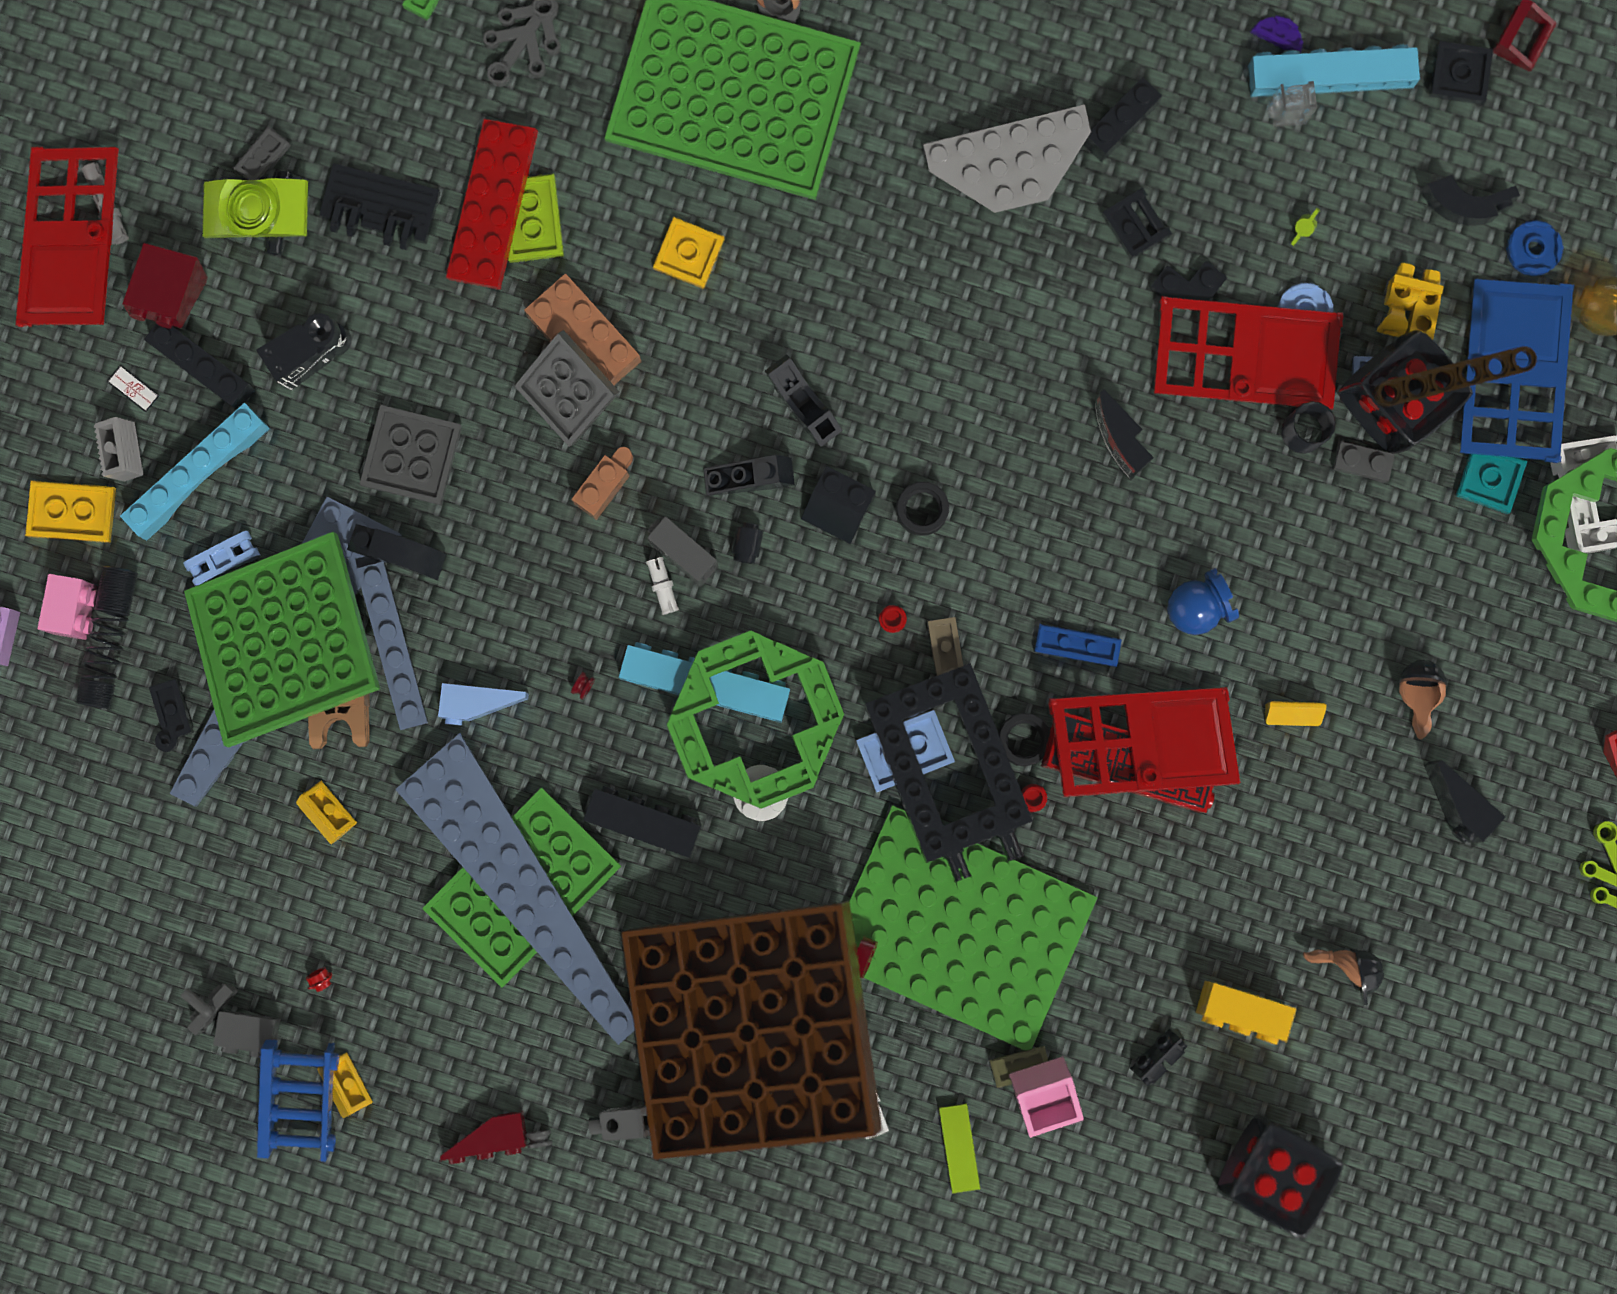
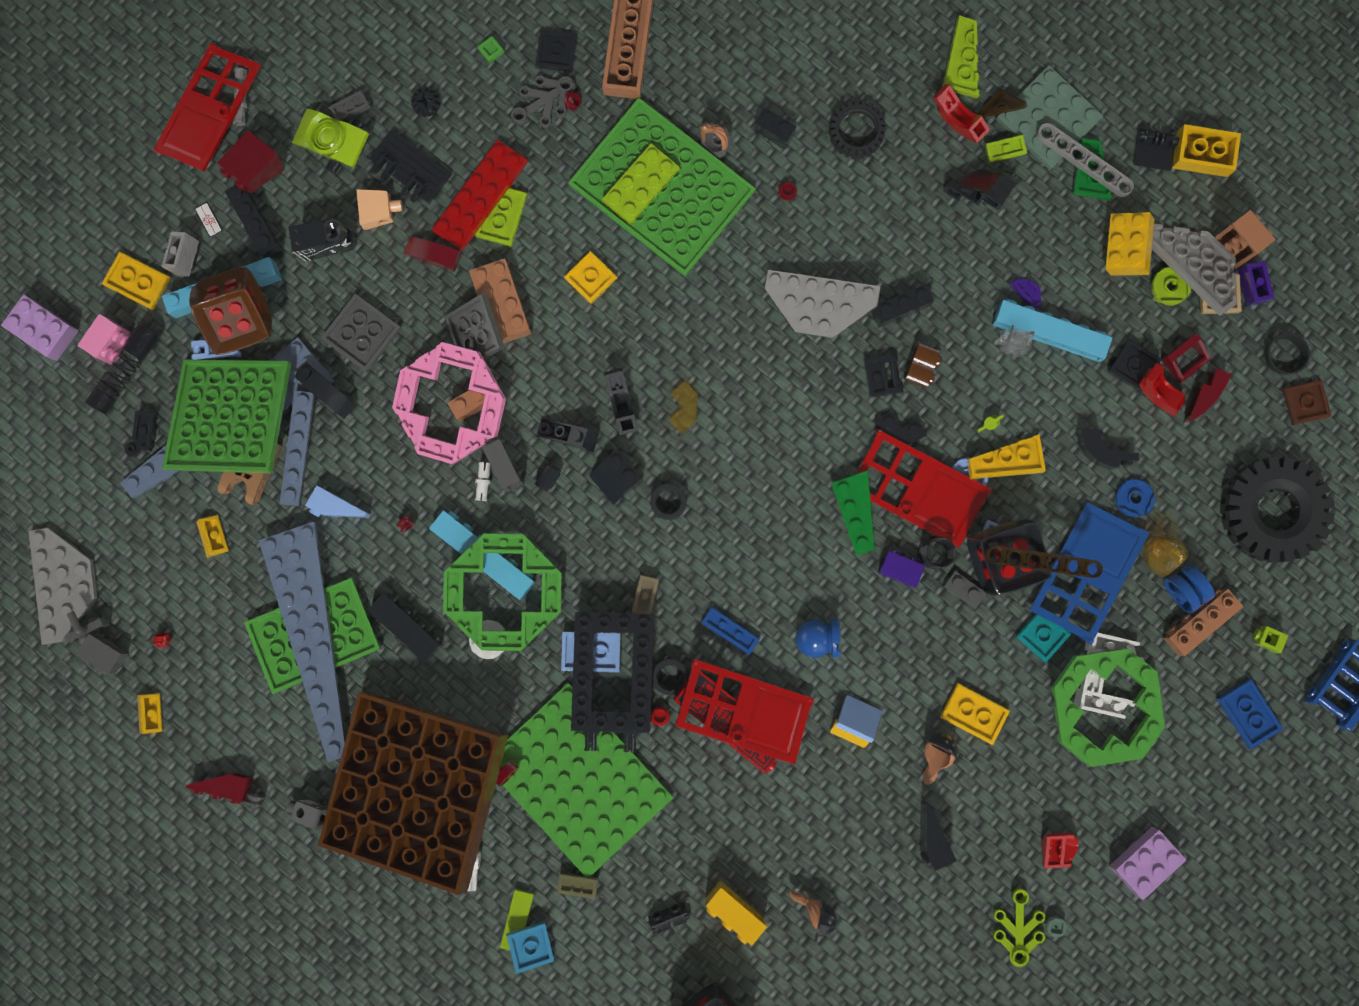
camera: 30 degrees right, 0 degrees up
(149, 962) = (62, 583): none -> light grey plate
(228, 495) = (230, 311): none -> reddish brown piece
(271, 1112) = (92, 710): blue fence -> none
(357, 118) = (433, 105): none -> black gear
(359, 277) = (376, 208): none -> light nougat torso
(461, 307) = (432, 253): none -> dark red slope
(562, 25) = (572, 100): none -> dark red plate
(607, 450) = (481, 381): none -> bright pink plate
(704, 99) = (640, 184): none -> lime plate
(890, 363) = (687, 415): none -> clear yellow tile
(892, 619) = (619, 564): red plate -> none
(903, 29) = (787, 191): none -> dark red plate
(993, 1174) = (529, 947): none -> dark azure plate
(1046, 1096) = (584, 913): bright pink piece -> none
(1120, 435) = (813, 508): black slope -> none
(1175, 414) = (855, 505): none -> green wing
(1183, 188) = (922, 366): none -> reddish brown brick
(1269, 468) = (901, 569): none -> dark purple brick
(1298, 688) = (859, 718): none -> light blue tile
(1350, 266) = (1011, 460): none -> yellow wing
(1413, 295) = (1045, 499): yellow hips -> none
(1445, 619) = (974, 713): none -> yellow tile
(1511, 93) = (1161, 392): none -> red arch
(1572, 71) = (1207, 394): none -> dark red slope

